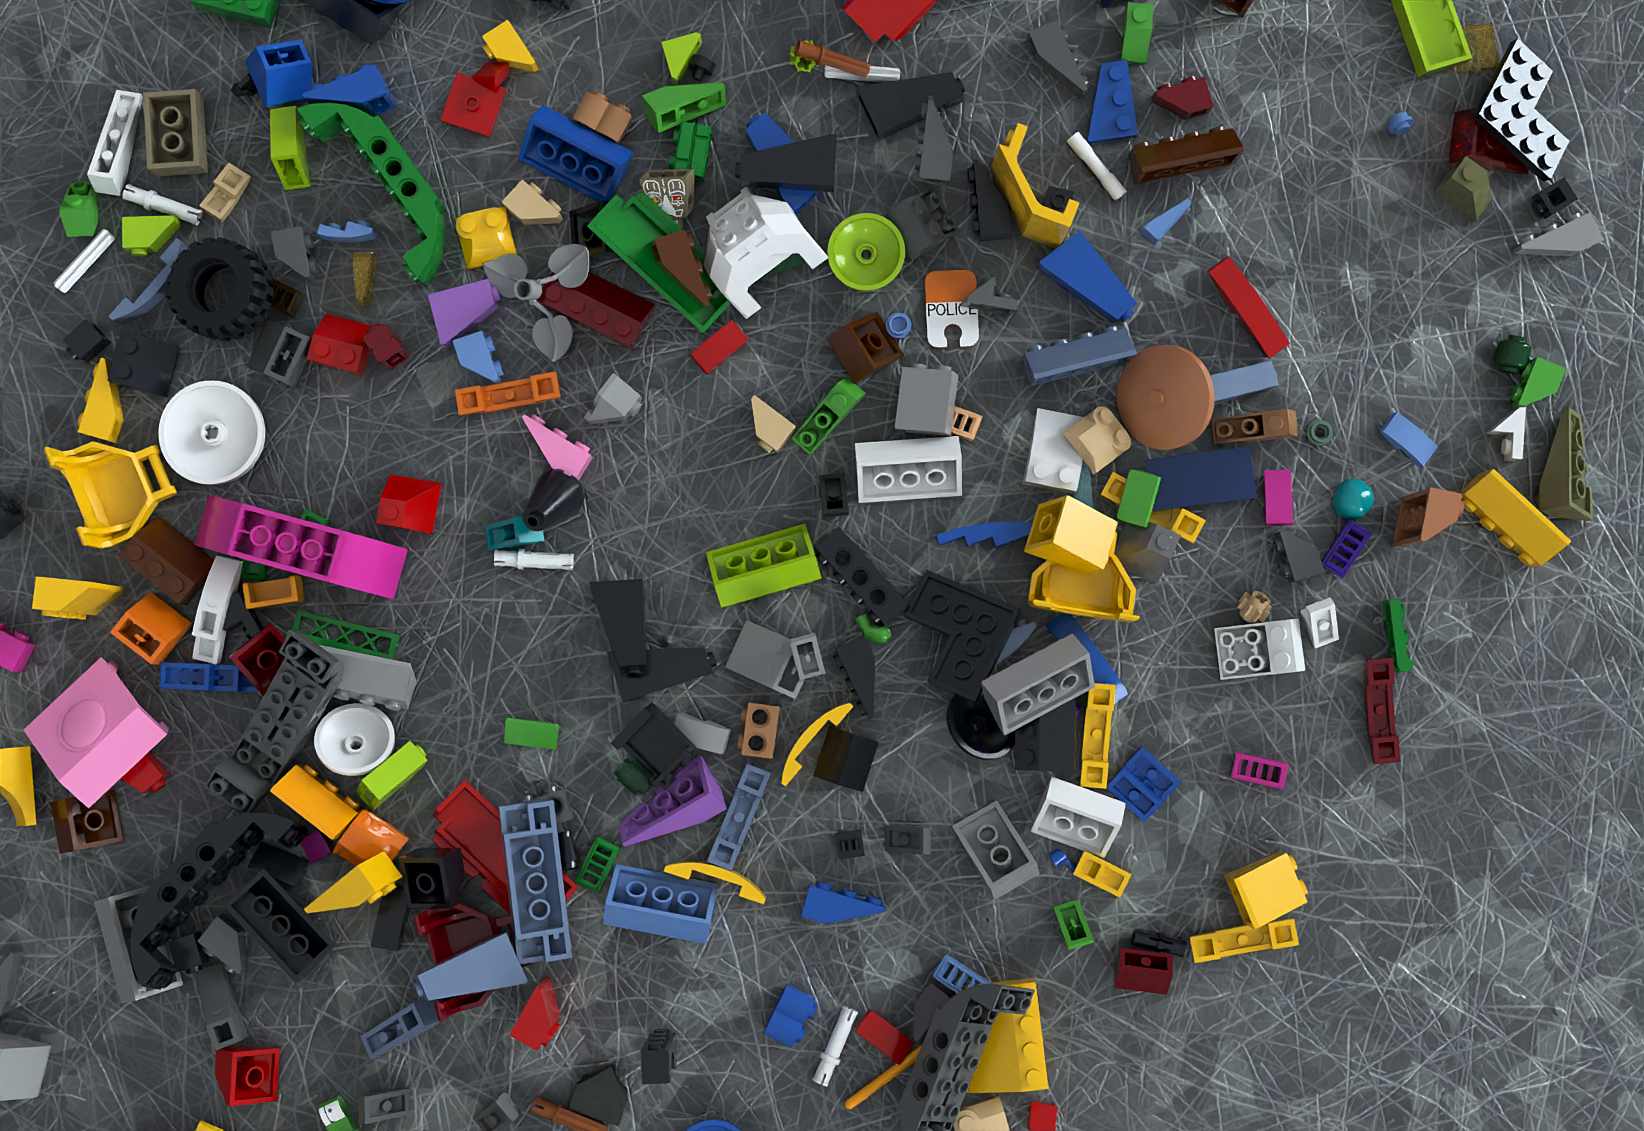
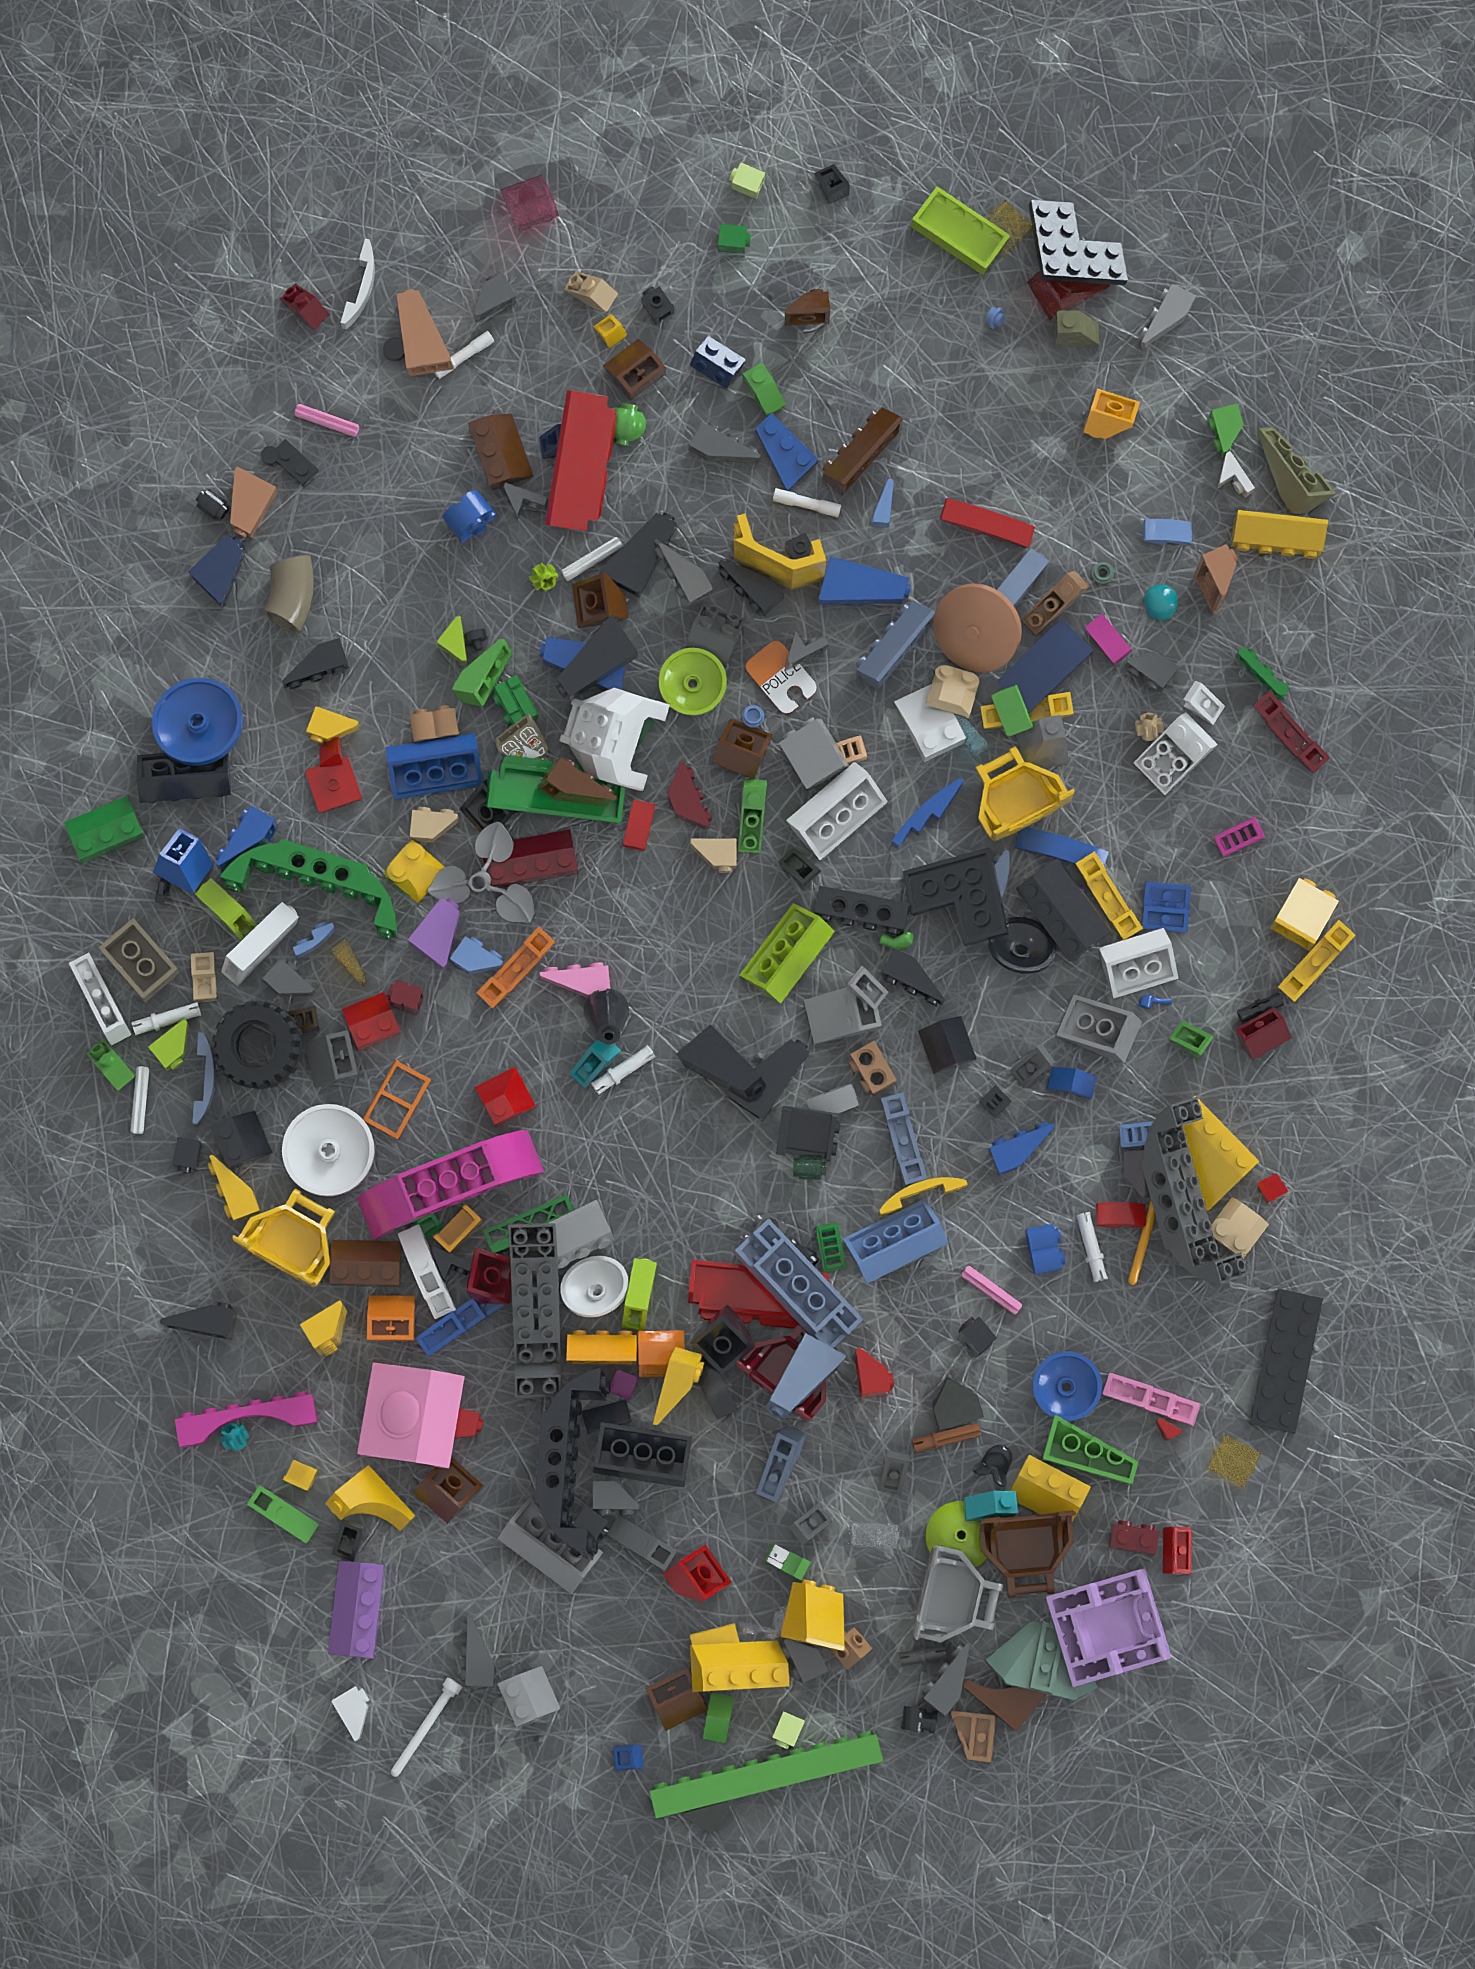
camera: 40 degrees left, 5 degrees down
(295, 198) = (259, 943): none -> white slope
(320, 450) = (381, 1091): none -> orange window
(531, 733) = (713, 1192): bright green slope -> none
(614, 402) = (596, 917): light grey slope -> none
(682, 803) = (857, 1158): medium lavender wedge -> none
(714, 1015) = (991, 1290): none -> bright pink axle
(779, 355) = (686, 798): none -> dark red slope
(793, 766) = (913, 1075): yellow slope -> none
(830, 58) = (568, 564): dark orange axle -> none
(838, 112) = (598, 600): none -> reddish brown slope
(933, 880) = (1072, 1081): none -> blue slope
(1038, 683) = (1041, 887): light grey slope -> none
(1071, 535) = (985, 770): yellow slope -> none
(1102, 874) = (1185, 989): yellow slope -> none
(1185, 99) = (833, 411): dark red slope -> none
(1353, 553) = (1173, 641): dark purple slope -> none
(1438, 292) = (1110, 414): none -> light orange slope
(1512, 354) = (1194, 420): dark green head -> none
(1559, 193) = (1140, 284): black brick -> none

